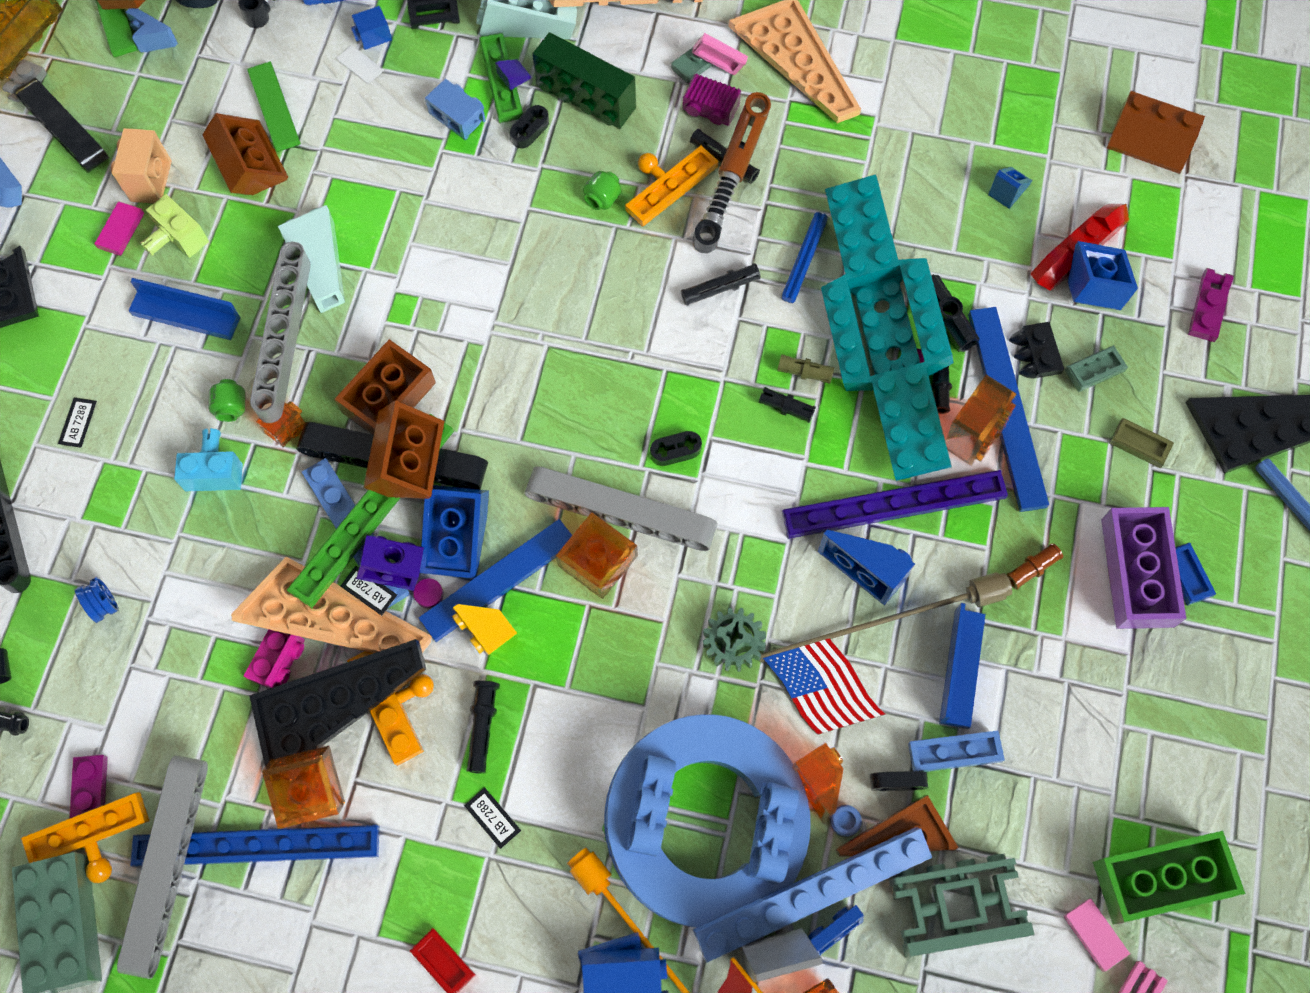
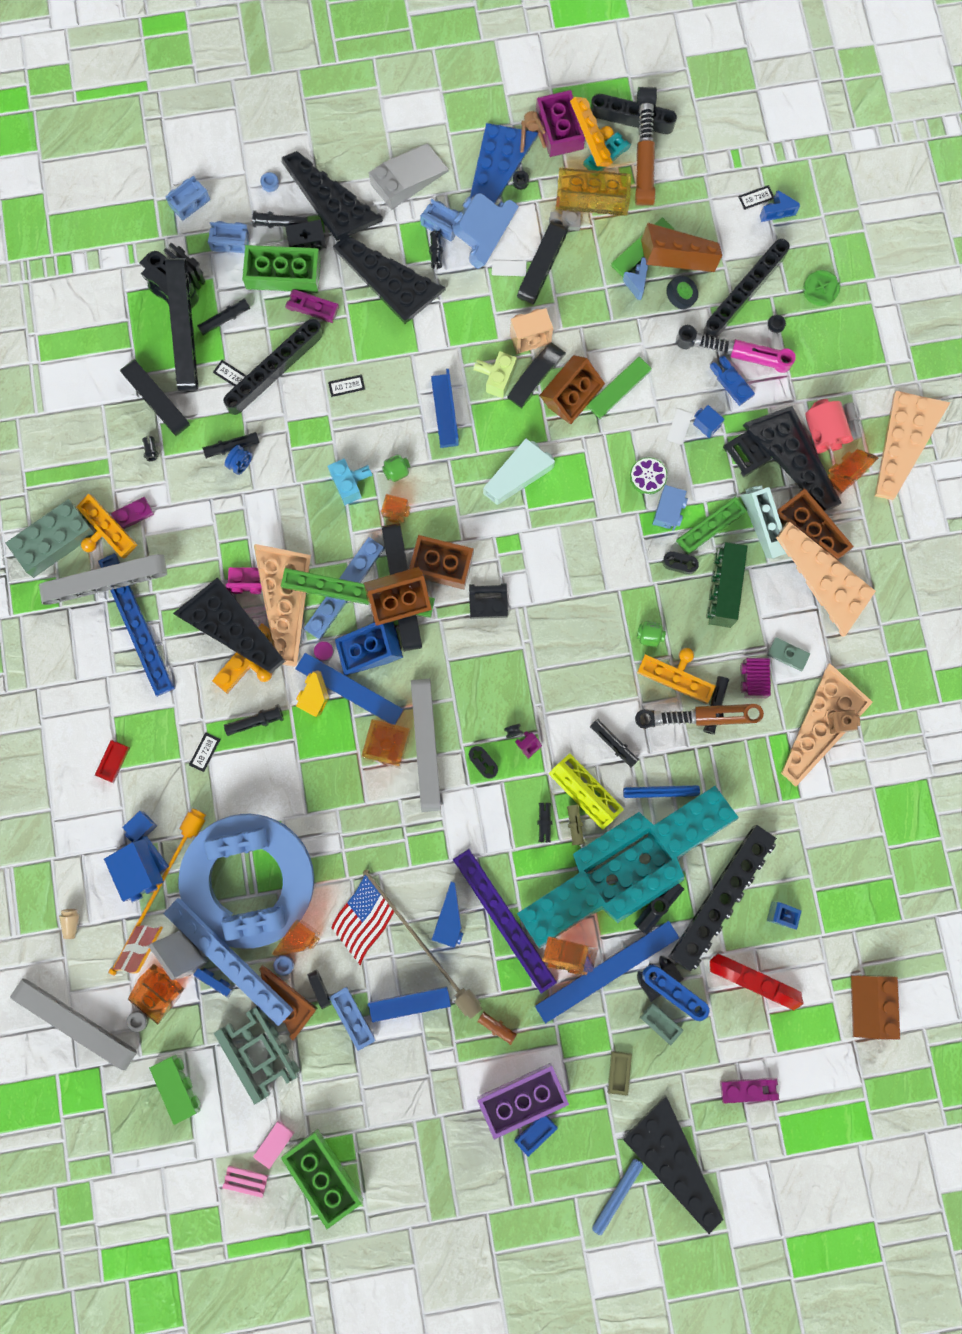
camera: 65 degrees right, 10 degrees up
(43, 168) = (508, 268): none -> white sticker
(67, 612) = (228, 445): none -> black pin
(119, 228) = (486, 339): dark pink tile -> none
(202, 191) = (535, 374): none -> black slope
(283, 342) = (455, 472): light grey beam -> none
(303, 787) = (175, 636): clear orange brick -> none
(372, 594) = (308, 615): sticker -> none
(376, 569) = (320, 612): dark purple brick -> none
(402, 118) = (648, 475): none -> tile
(473, 363) = (488, 607): none -> black plate
(512, 73) = (715, 533): dark purple slope -> none
(560, 956) = (139, 826): none -> blue brick
(651, 394) = (513, 731): none -> black bush
(679, 381) = (529, 744): none -> magenta tile
(719, 54) = (794, 670): bright pink tile -> none
(745, 643) = (367, 843): sand green gear -> none
(768, 341) = (584, 793): none -> neon yellow fence
(807, 24) = (837, 723): none -> medium nougat brick
(941, 390) = (597, 922): black axle -> none
(982, 272) = (755, 836): none -> black brick
(1064, 332) = (676, 993): none -> blue plate
(1101, 276) = (732, 1003): blue slope -> none

